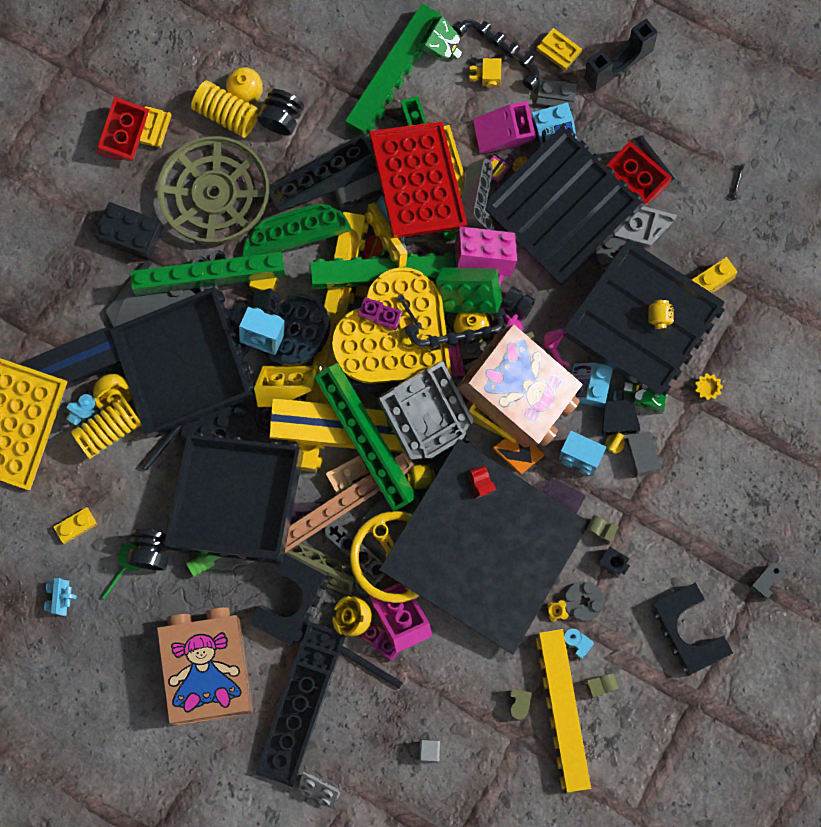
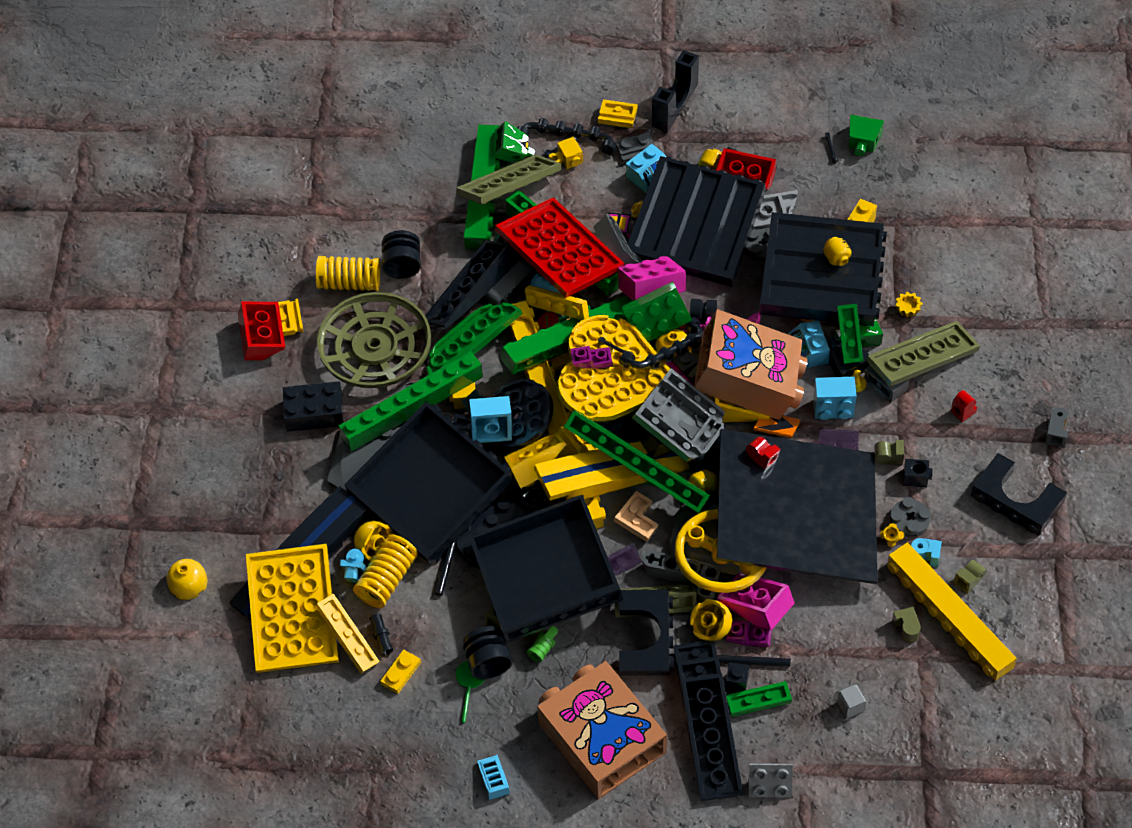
camera: 30 degrees left, 20 degrees down
(44, 471) = (347, 633): none -> yellow plate
(61, 597) = (417, 730): medium azure hips -> none
(76, 483) = (381, 634): none -> black pin
(91, 666) = (499, 790): none -> medium azure slope
(245, 84) = (353, 246): yellow cylinder -> none
(338, 506) = (645, 533): nougat plate -> none
(345, 680) = (737, 677): none -> black brick
(354, 706) = (758, 699): none -> green plate
(415, 79) = (508, 179): none -> olive plate
(505, 128) = (609, 186): dark pink slope -> none
(613, 144) = (710, 158): none -> yellow head
(628, 400) = (850, 333): none -> green plate
(688, 448) = (923, 353): none -> olive plate
(695, 517) = (966, 405): none -> red leg
(775, 184) = (864, 134): none -> green torso

